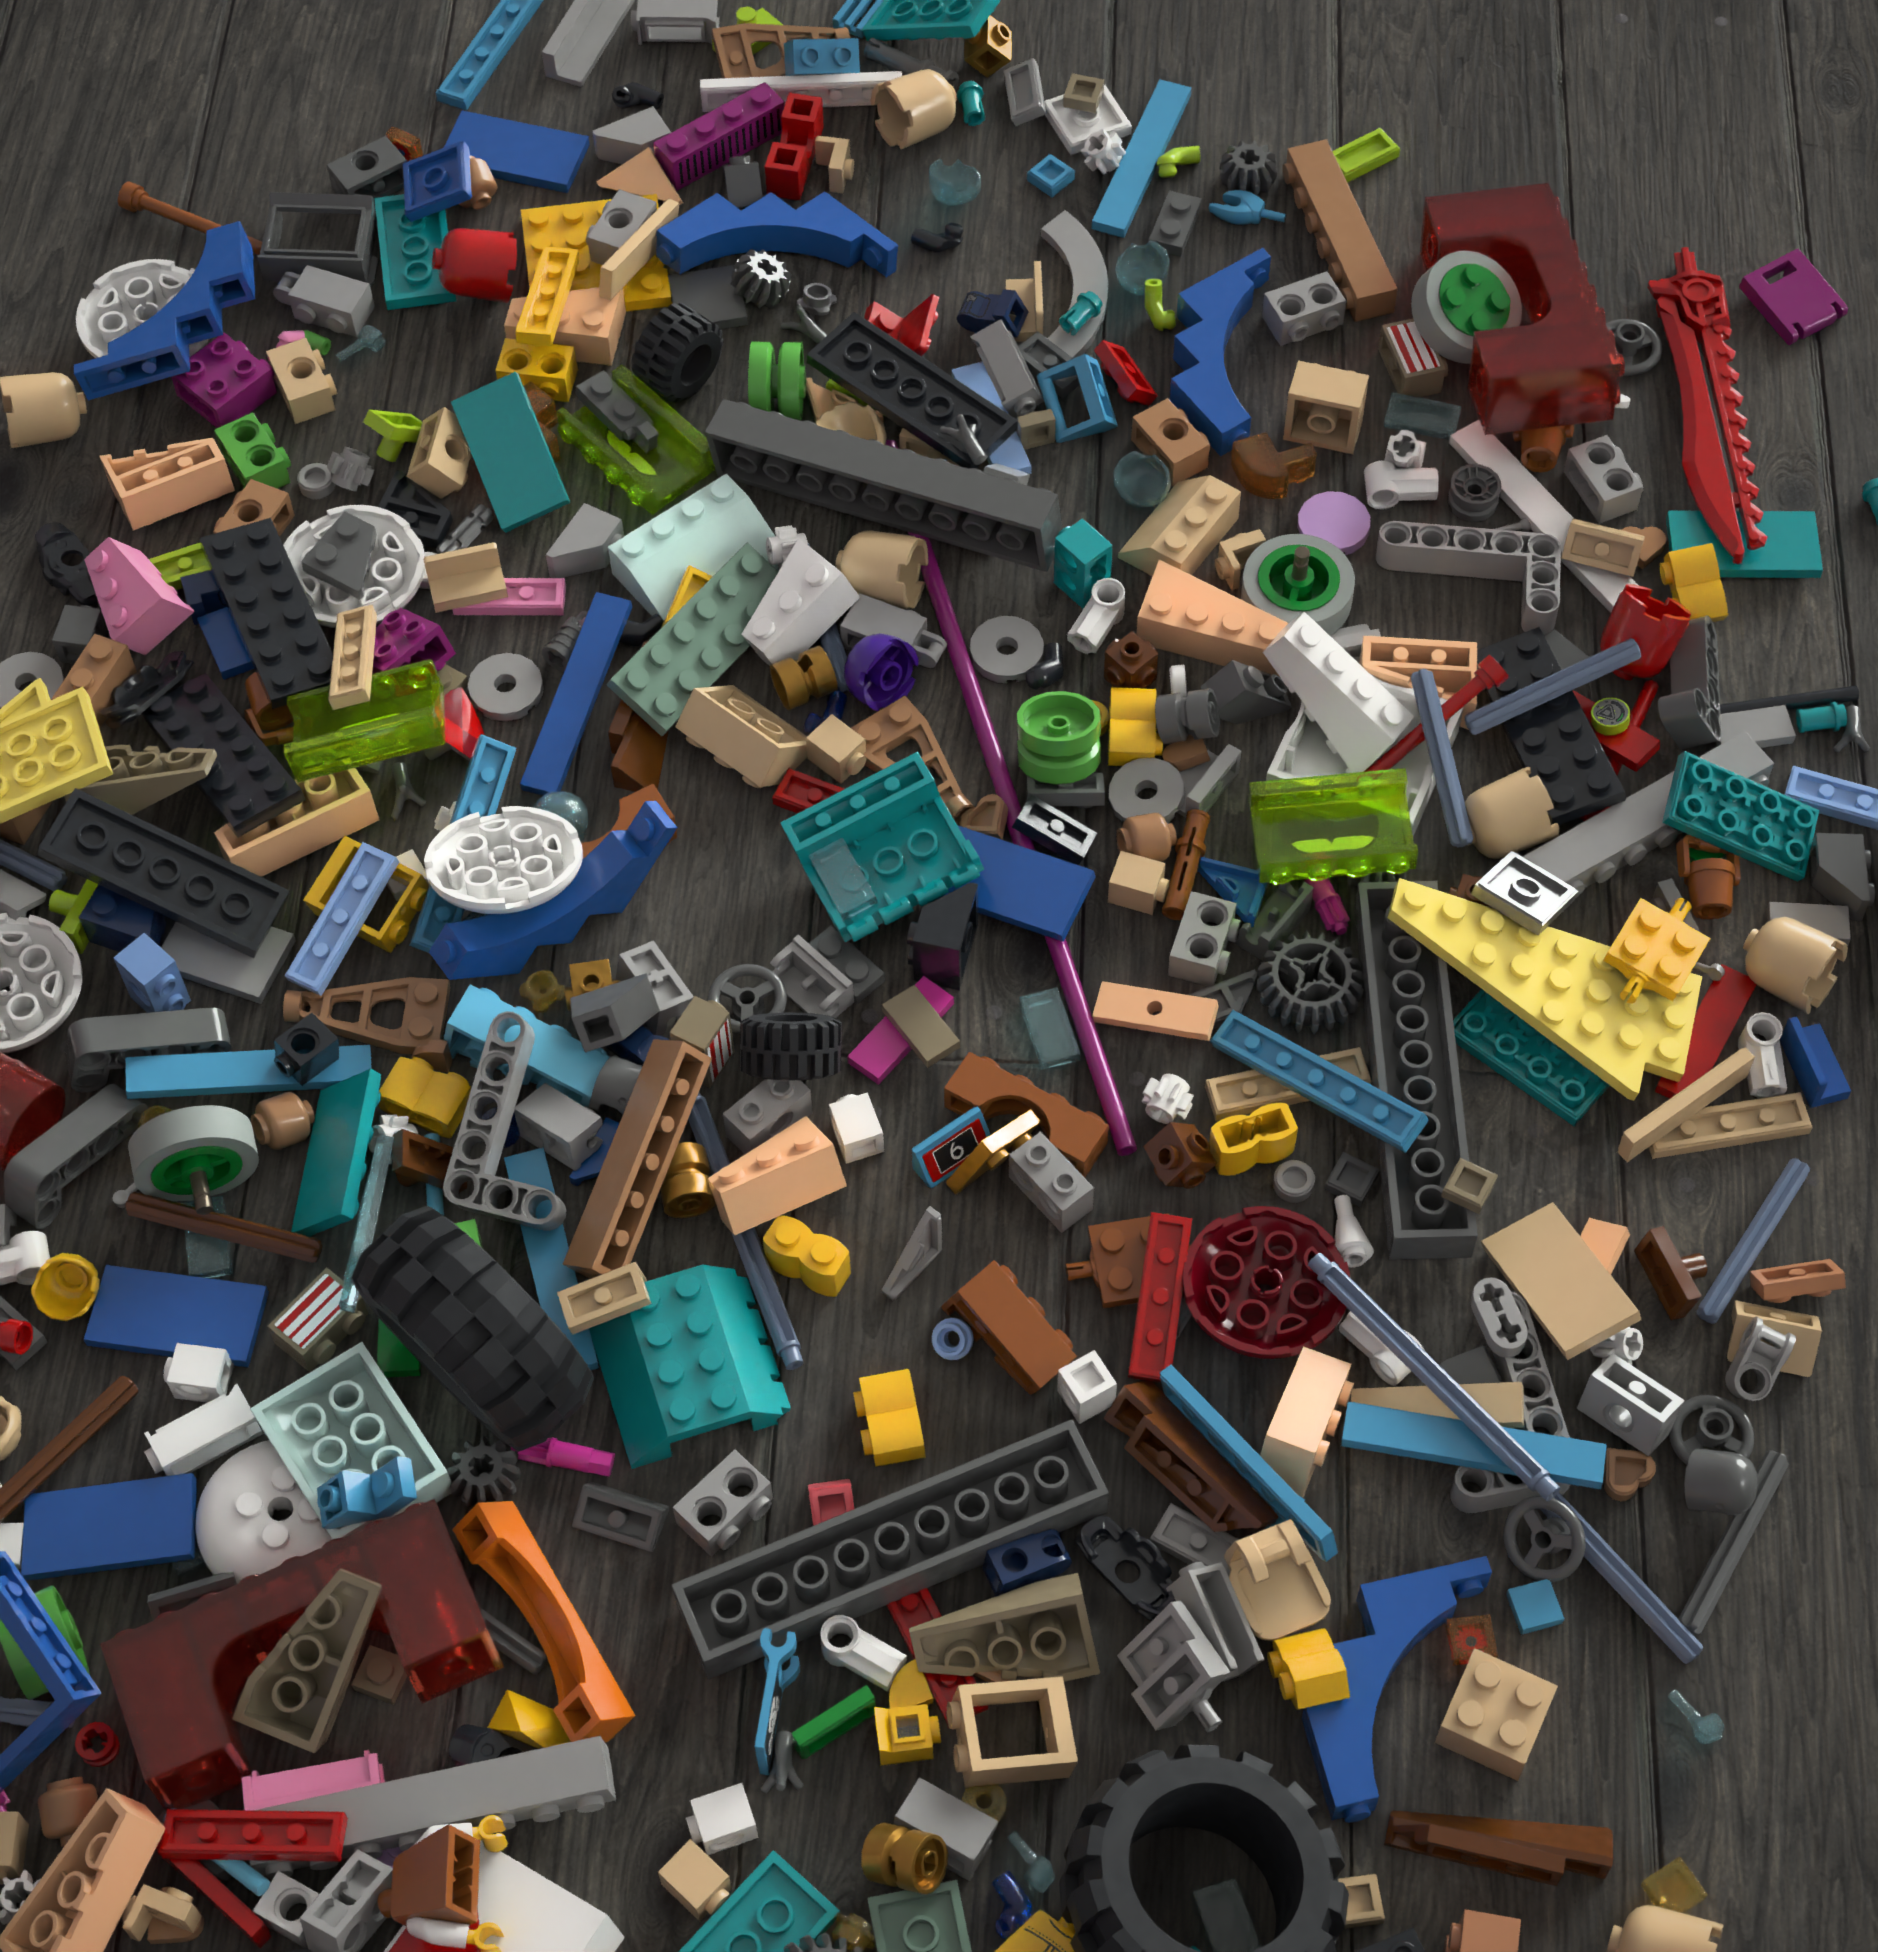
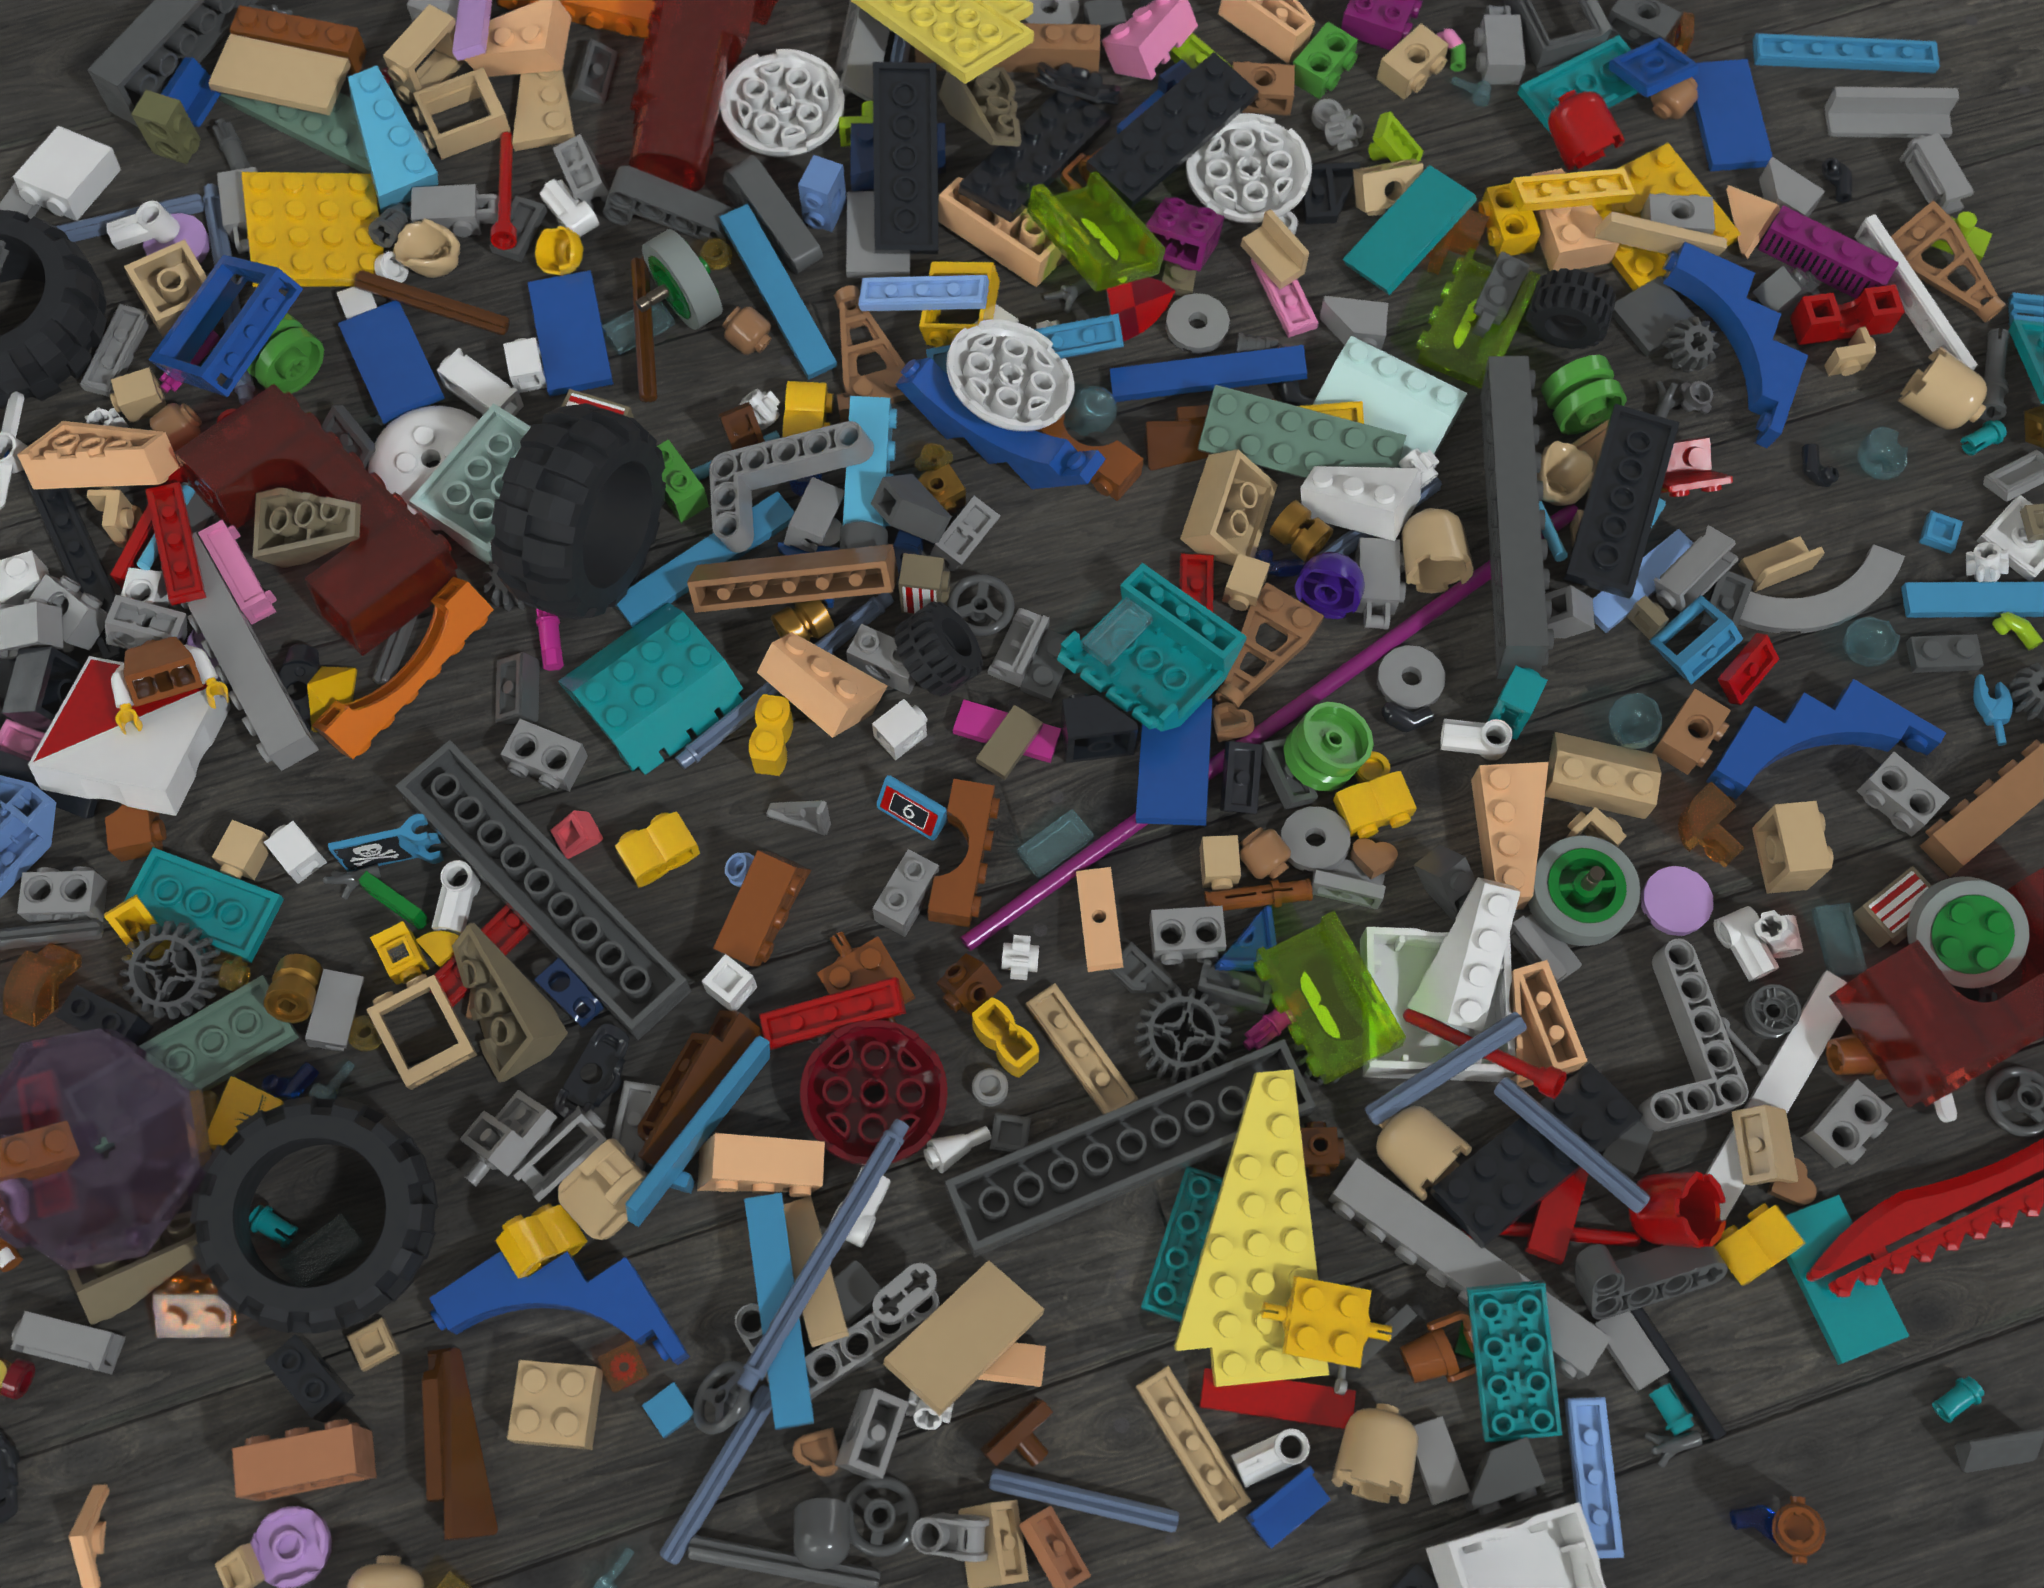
camera: 65 degrees right, 10 degrees up
(310, 1035) = (808, 328): black brick -> none
(337, 1153) = (730, 375): teal tile -> none
(343, 555) = (1252, 156): dark grey wing -> none
(353, 657) = (1148, 197): tan tile -> none
(363, 1497) = (444, 502): dark azure slope -> none
(367, 1216) = (680, 411): clear light blue tile -> none
(467, 530) = (1327, 235): dark grey axle -> none
(604, 1298) = (666, 601): tan panel -> none
(821, 56) = (1955, 297): dark azure brick -> none
(967, 438) = (1587, 559): dark grey bar -> none
(983, 310) = (1752, 532): dark blue leg -> none
(993, 1151) = (909, 836): pearl gold wing -> none
(1087, 306) = (1791, 607): teal pin -> none
(1130, 662) = (1436, 780): reddish brown brick -> none
(1153, 306) = (1828, 677): lime arm -> none
(1178, 680) = (1437, 827): white tile -> none
(1187, 716) = (1396, 841): dark grey wheel -> none
(1319, 1081) = (1076, 1073): dark azure tile -> none
(1469, 1185) = (1015, 1228): dark tan tile -> none
(1524, 892) = (1333, 1185): flat silver tile -> none
(1610, 716) = (1569, 1207): tile -> none
(1685, 1104) = (1186, 1397): tan tile -> none

